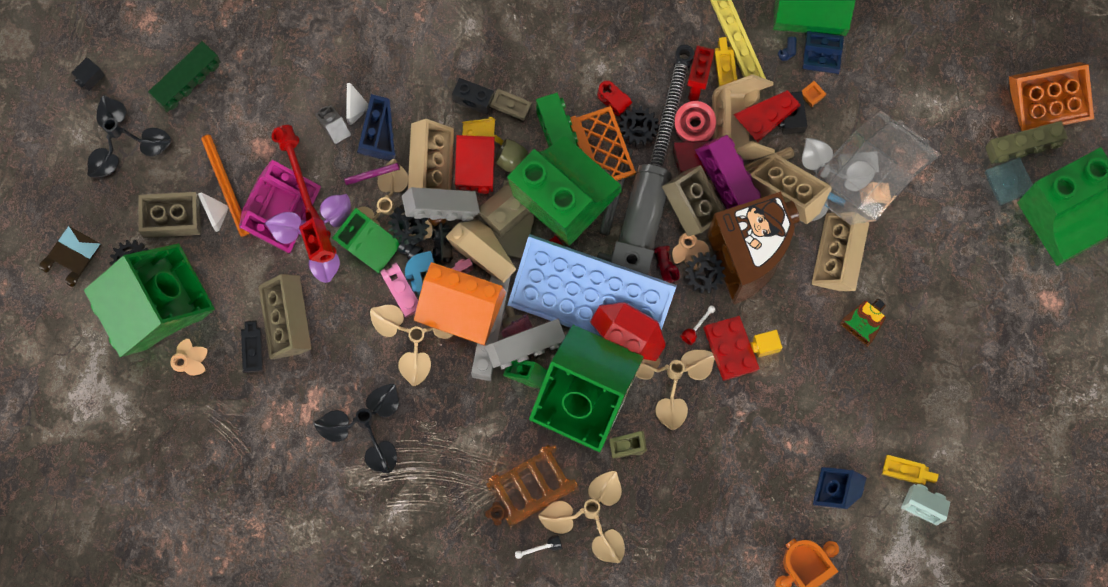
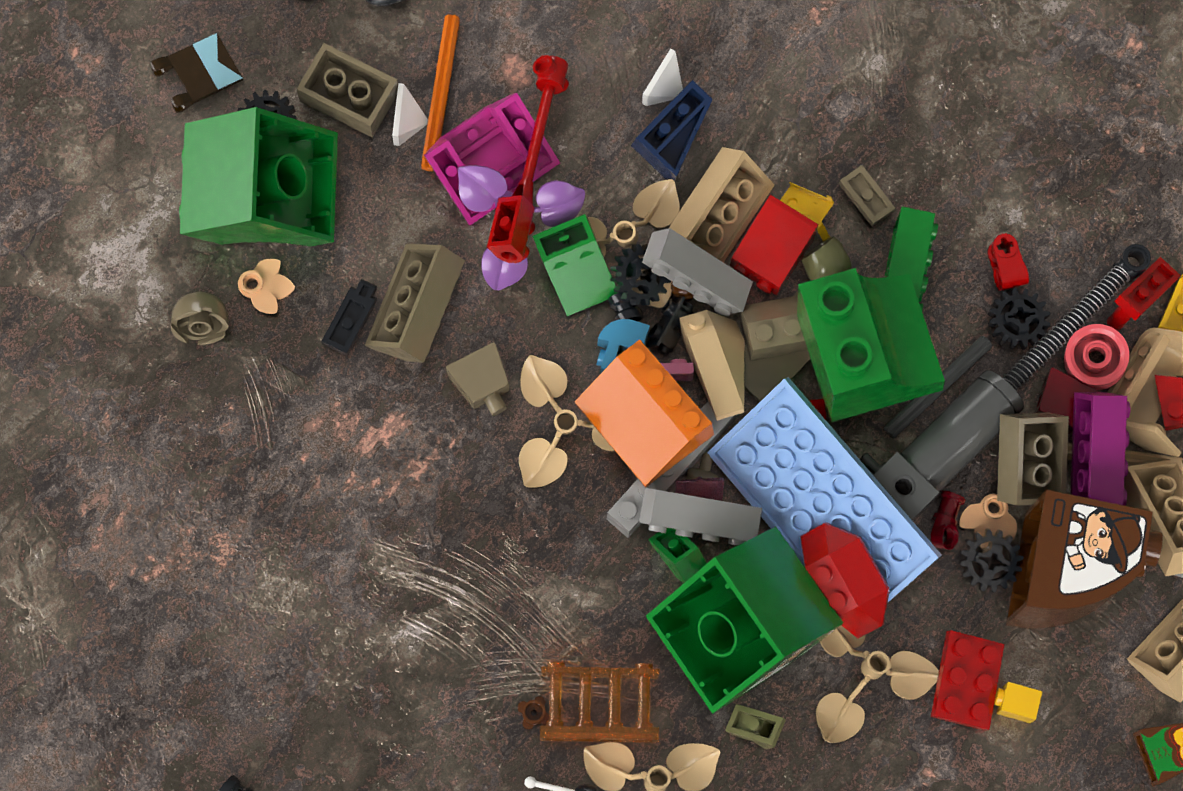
camera: 30 degrees right, 0 degrees up
(161, 399) = (199, 318): none -> dark tan cylinder
(333, 124) = (622, 91): flat silver slope -> none
(335, 427) = (398, 475): black plant -> none
(350, 338) = (481, 378): none -> dark tan torso
(372, 173) = (634, 183): magenta bar -> none
(400, 290) = (582, 353): bright pink plate -> none
(472, 96) = (823, 156): black brick -> none
(586, 147) = (931, 306): orange fence -> none
(689, 335) = (923, 631): hinge -> none

